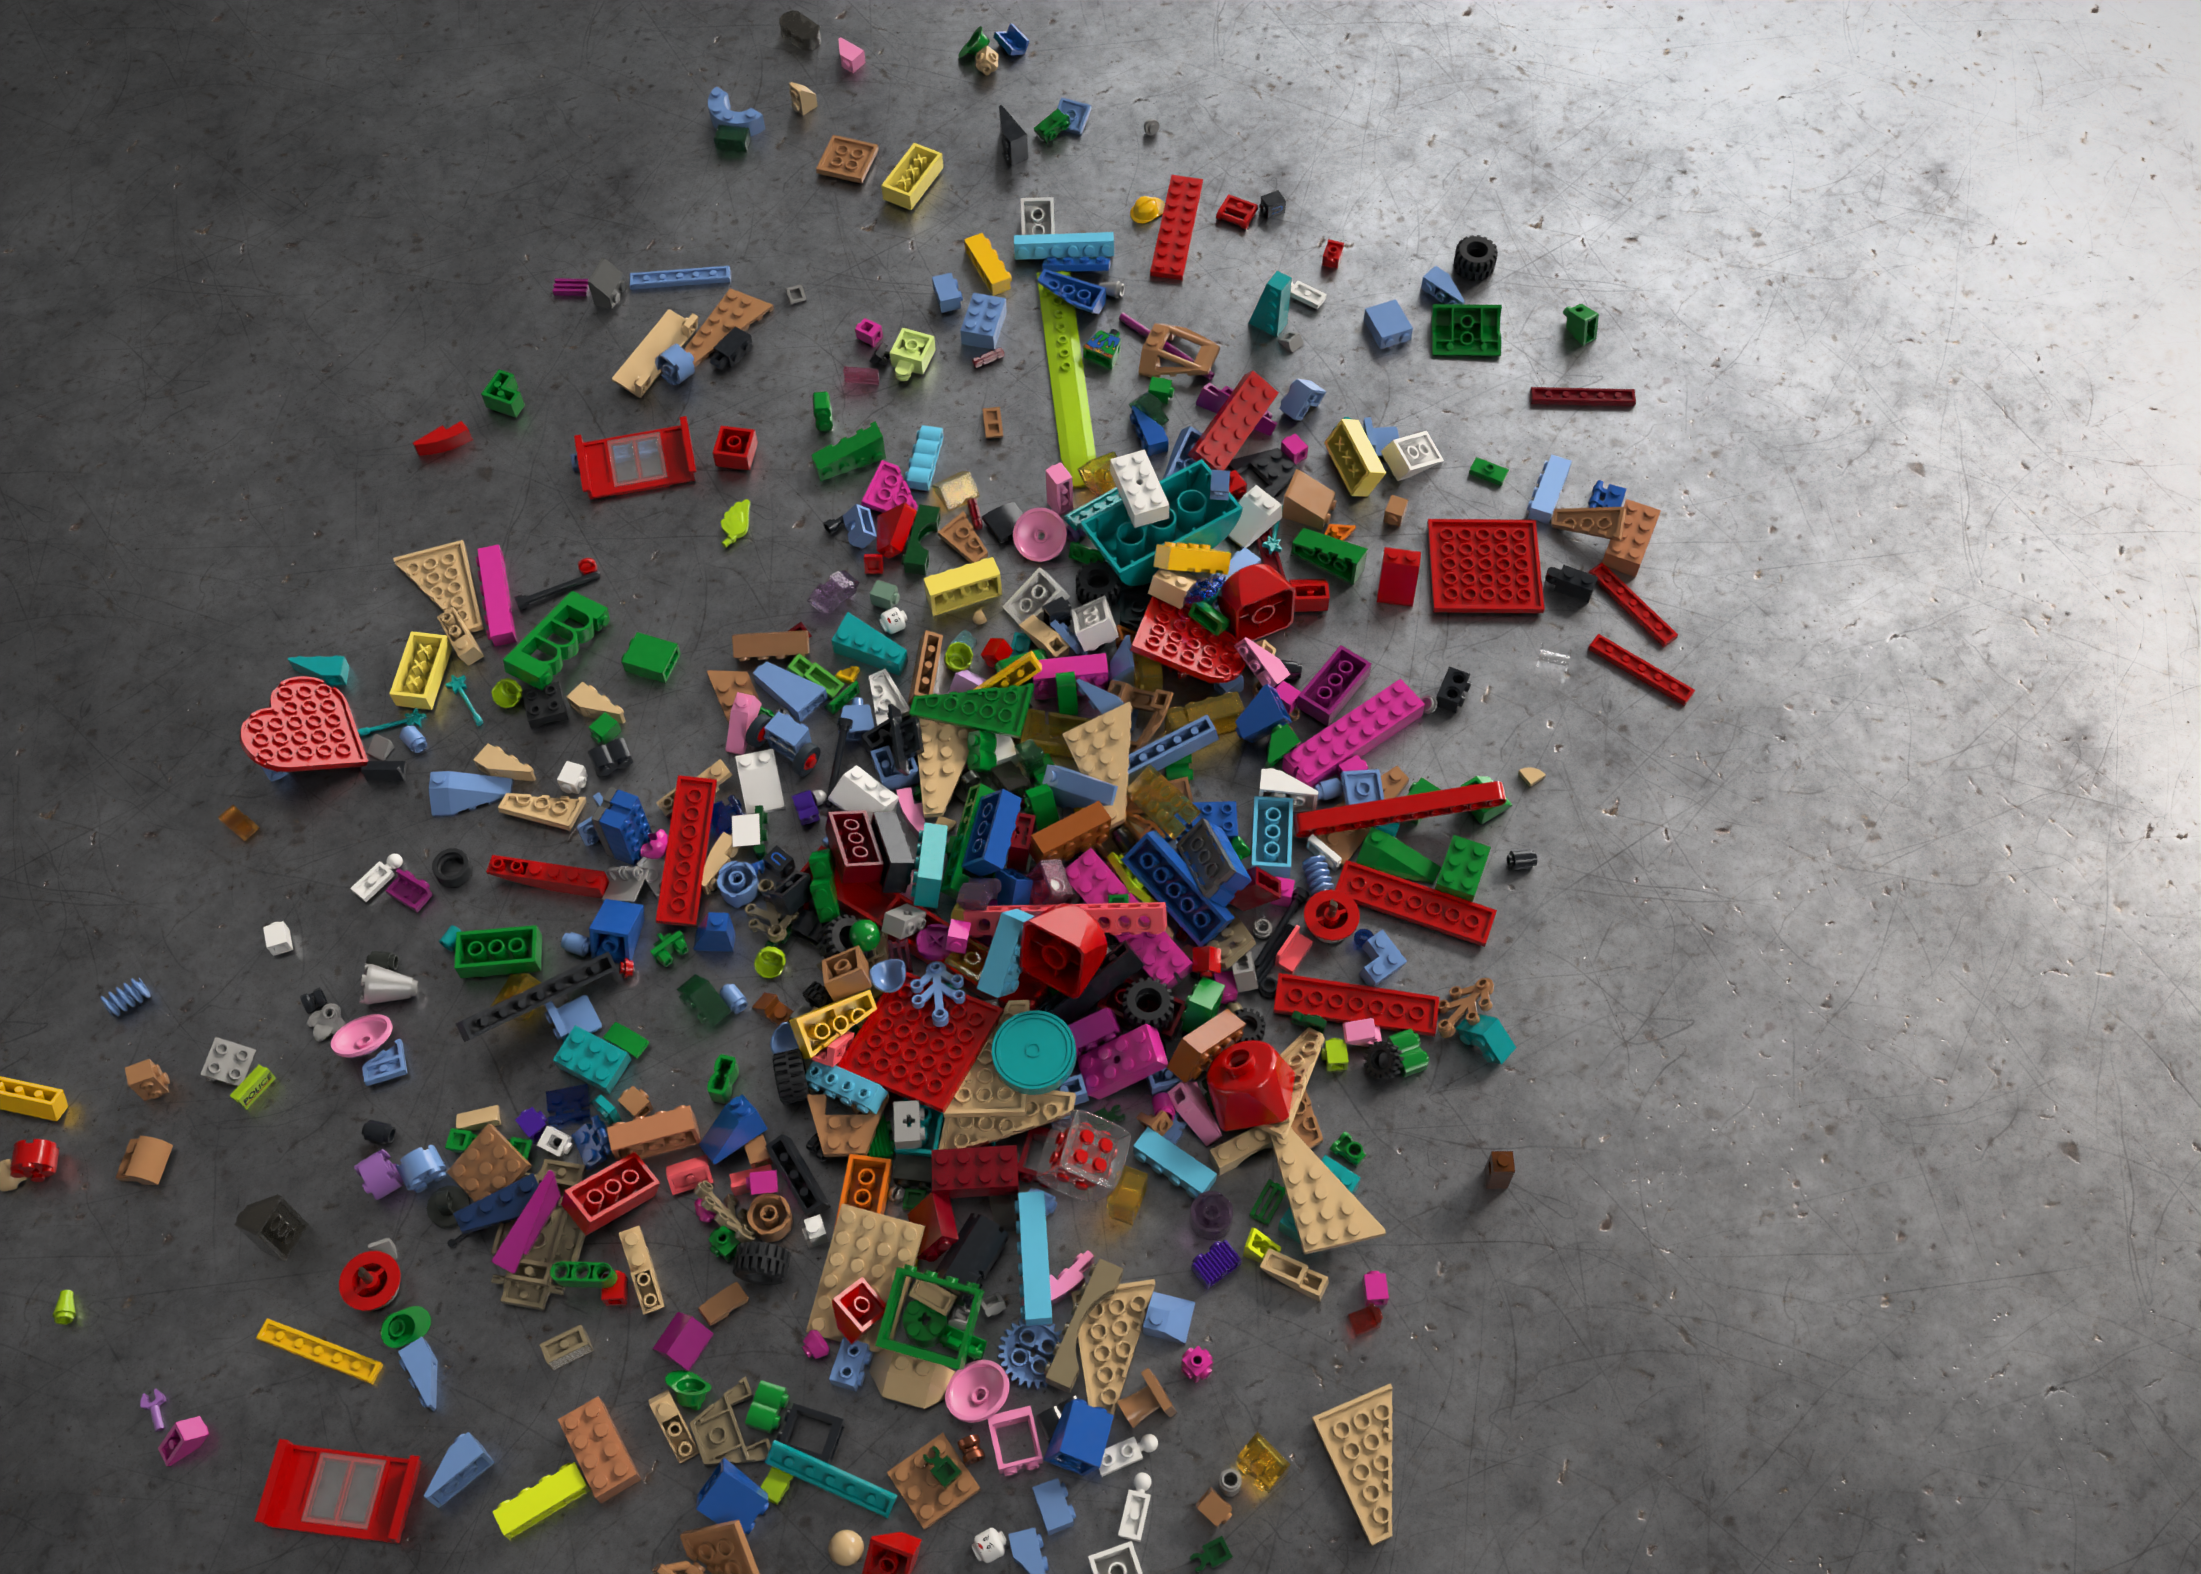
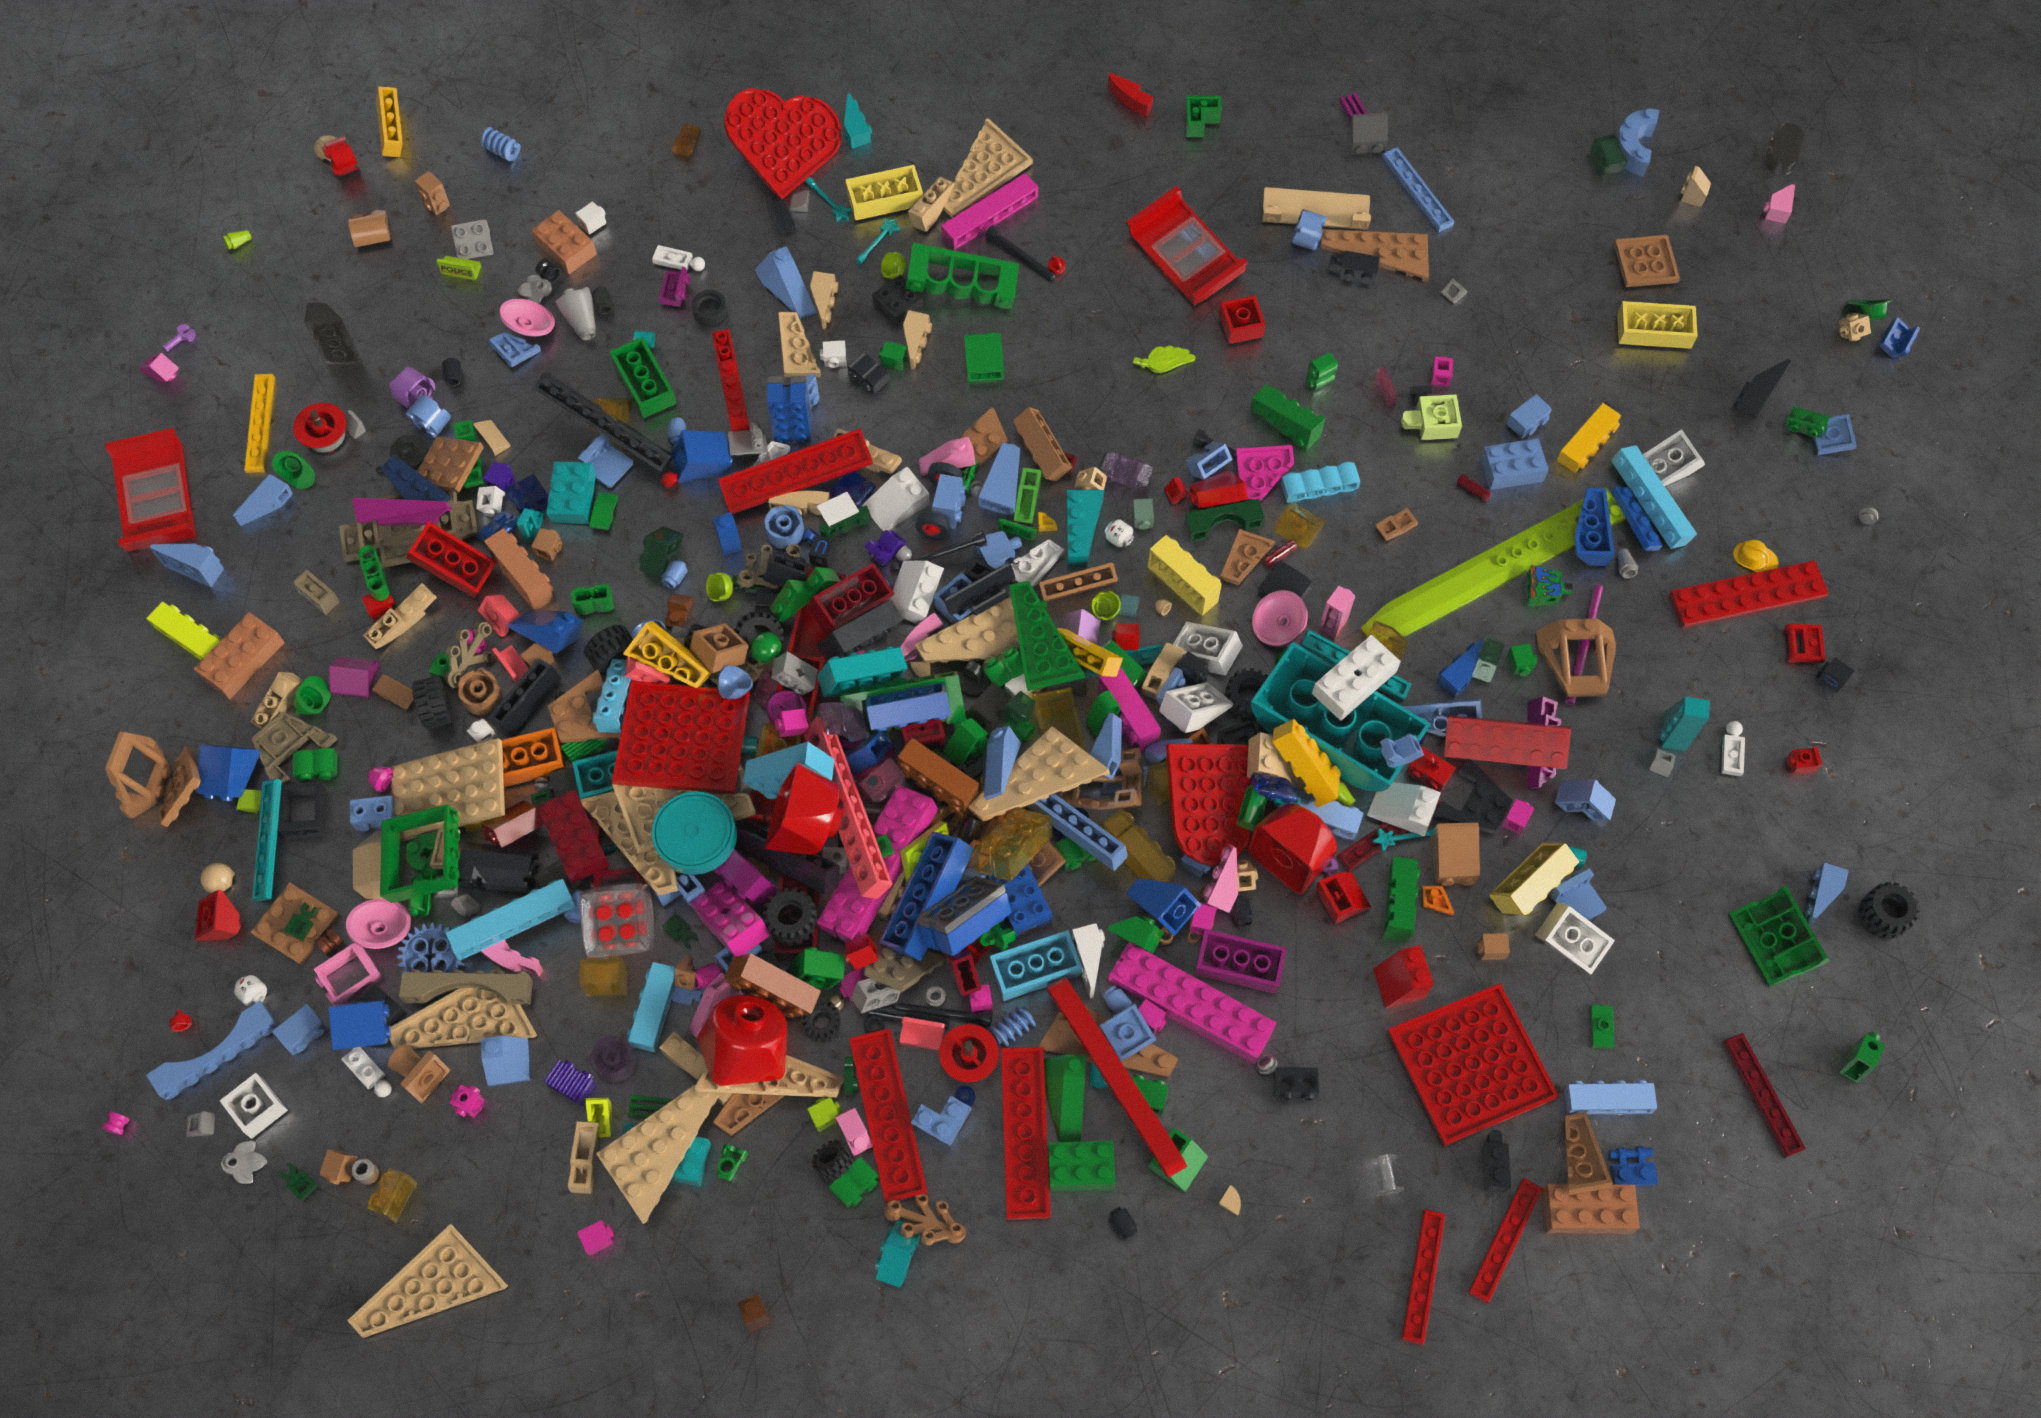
camera: 65 degrees right, 5 degrees up
(289, 974) = (563, 242): none -> nougat brick
(413, 739) = (818, 220): medium blue brick -> none
(657, 845) = (787, 445): dark pink hair -> none
(667, 945) = (704, 500): green hips -> none
(762, 1182) = (501, 670): dark pink brick -> none
(829, 621) = (1090, 479): none -> tan brick
(857, 1310) = (412, 792): red slope -> none
(905, 1113) = (598, 752): light grey brick -> none
(937, 971) = (734, 729): medium blue plant -> none
(1136, 1509) = (319, 1100): white plate -> none
(1319, 848) = (1042, 1022): white tile -> none
(1365, 1319) = (564, 1240): clear red bracket -> none
(1388, 324) = (1740, 851): medium blue brick -> none

